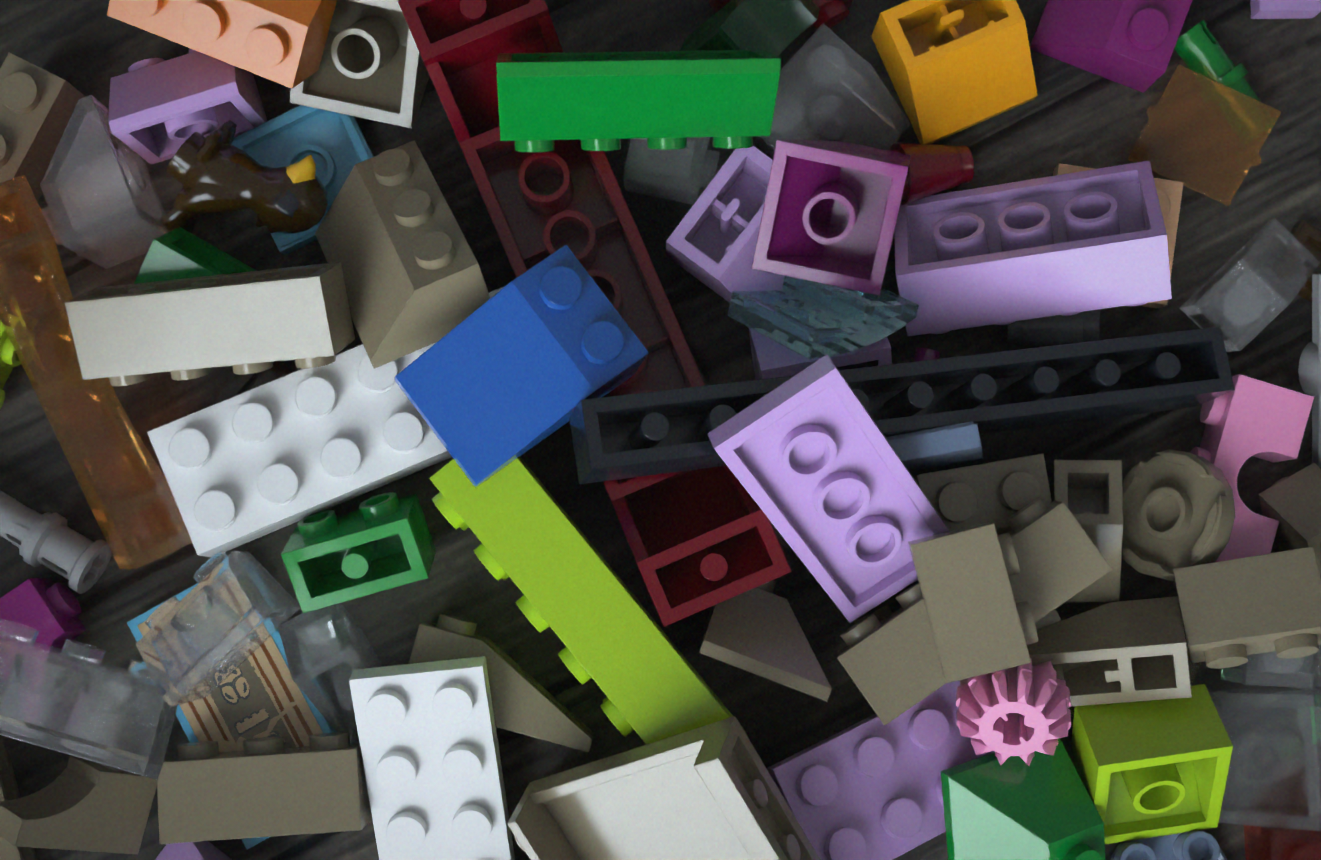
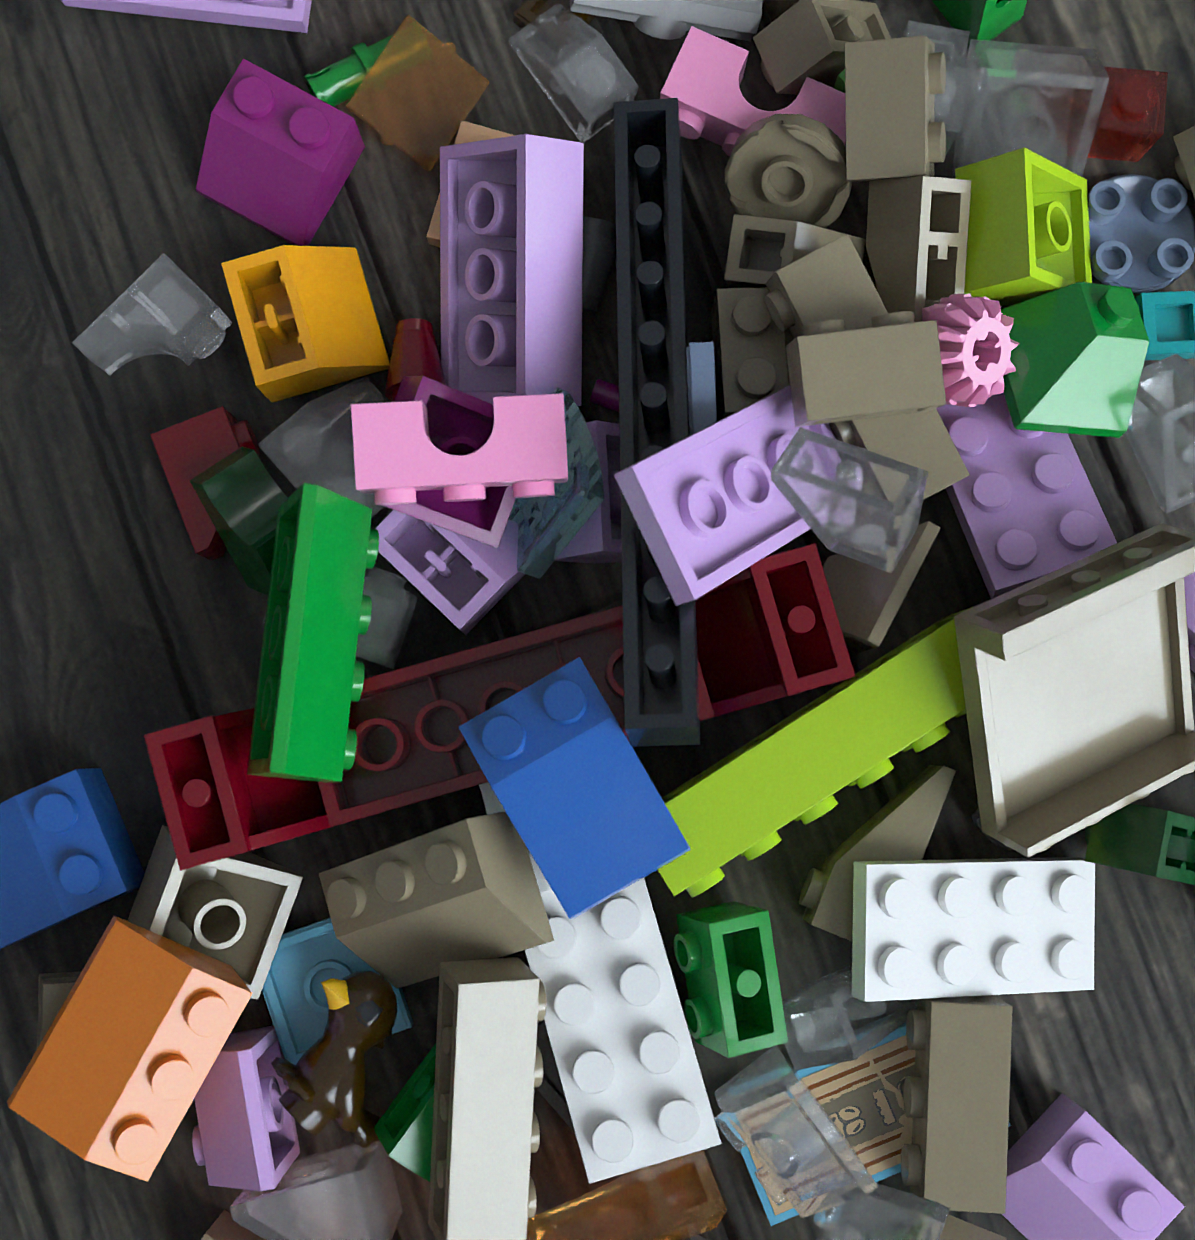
camera: 85 degrees left, 0 degrees up
(825, 151) = (399, 458): none -> bright pink arch
(843, 604) = (852, 497): none -> clear slope

